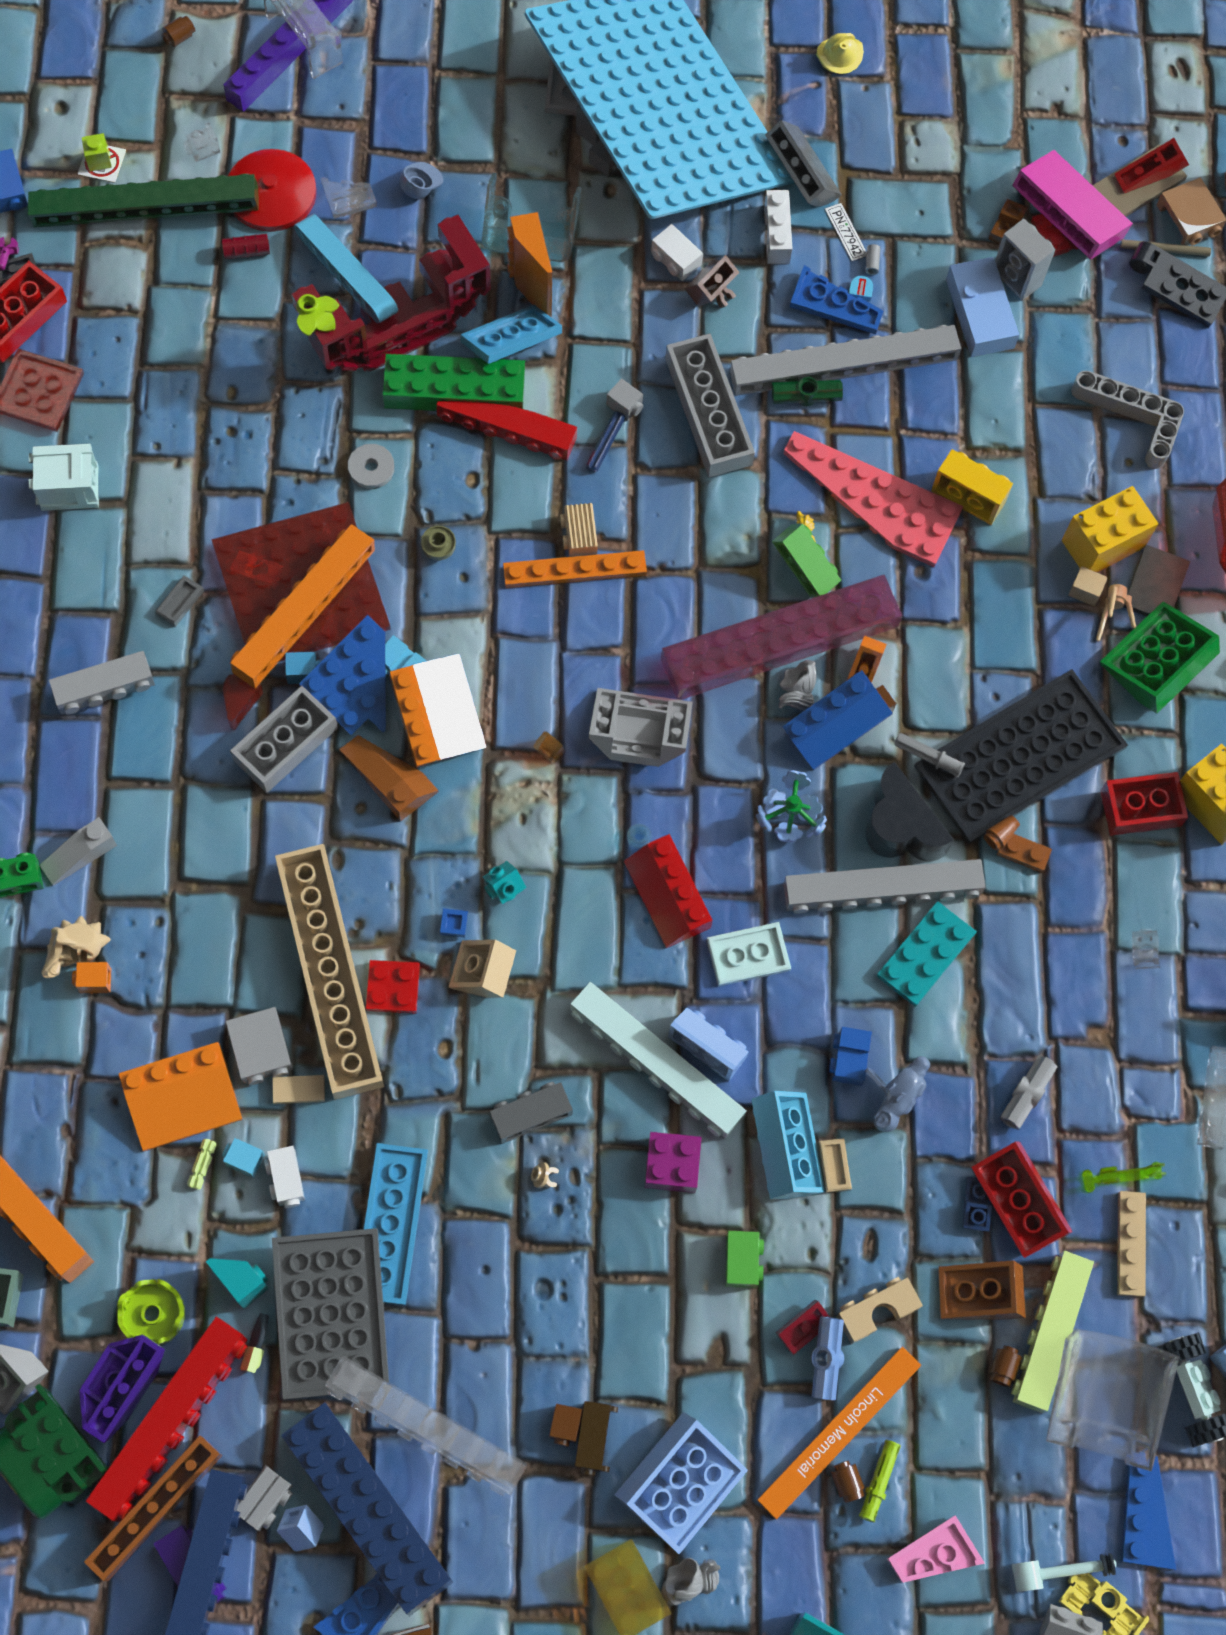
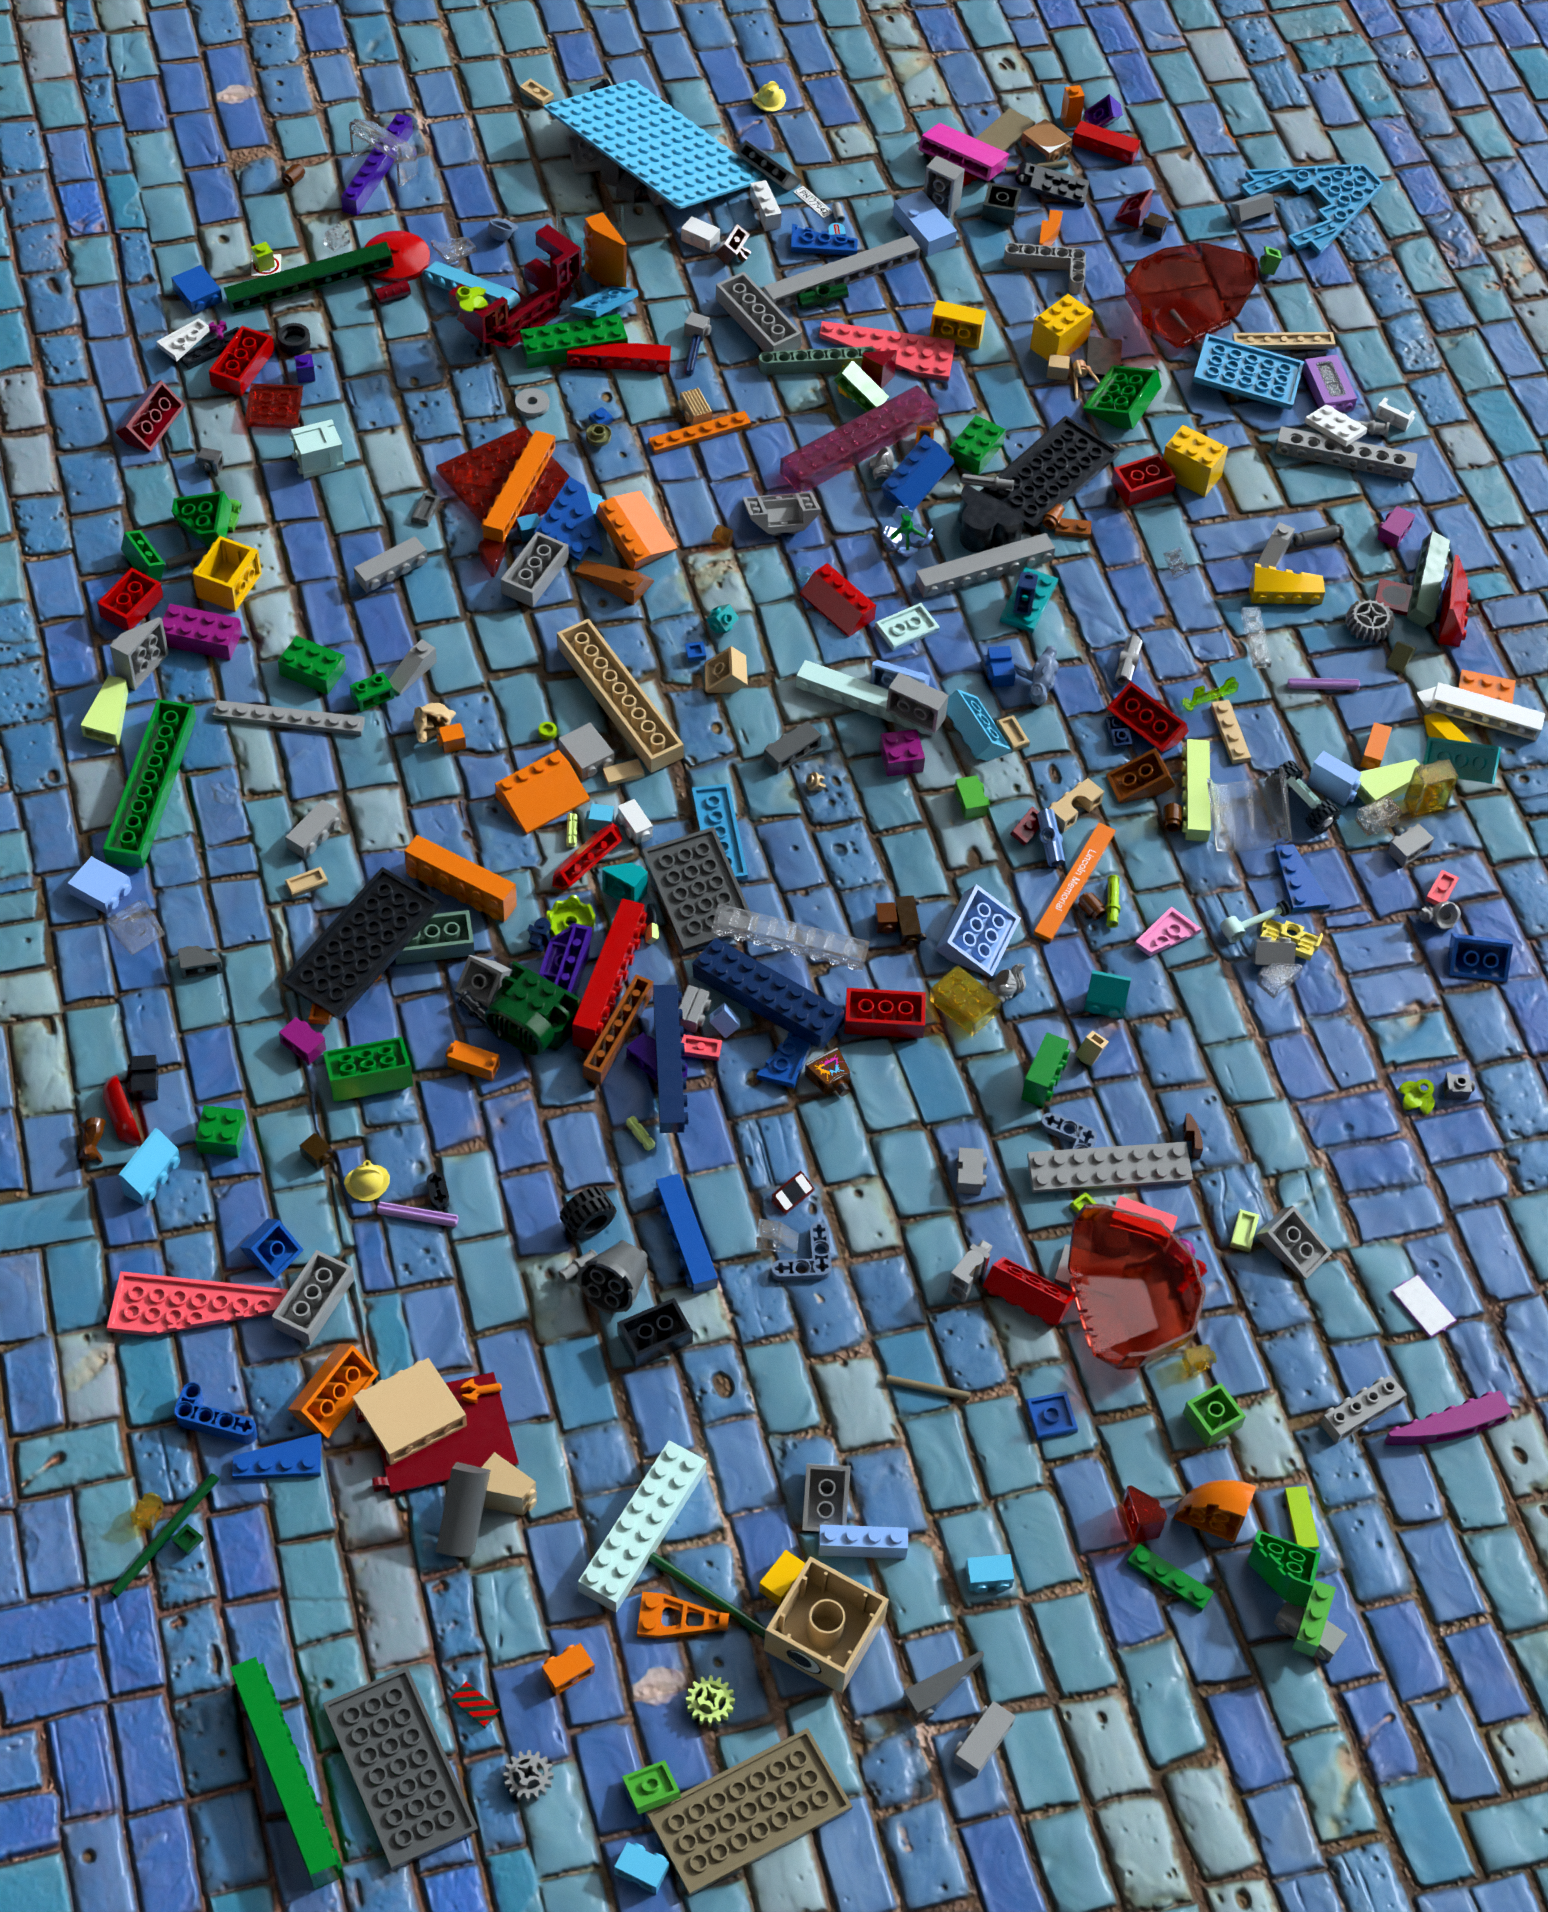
camera: 15 degrees left, 15 degrees down
(93, 341) = (304, 368): none -> dark purple brick
(96, 305) = (290, 330): none -> black tyre
(100, 1328) = (539, 934): none -> dark blue hips
(204, 1216) = (586, 856): none -> red brick
(222, 995) = (547, 731): none -> lime tile
(255, 1562) = (702, 1047): none -> coral plate
(393, 986) = (668, 698): red plate -> none
(452, 512) = (601, 416): none -> blue plate
(519, 1600) = (885, 1013): none -> red brick
(711, 1104) = (917, 702): none -> light grey brick
(755, 499) = (810, 360): none -> sand green beam
(842, 531) = (879, 366): none -> dark red slope
(921, 953) = (1026, 586): none -> dark blue torso
(935, 687) = (977, 445): none -> green brick
(1009, 216) = (920, 172): reddish brown slope -> none
(1095, 302) = (1001, 204): none -> pearl dark grey brick
(1149, 358) = (1050, 228): none -> orange slope
(1152, 167) = (1011, 118): red slope -> none

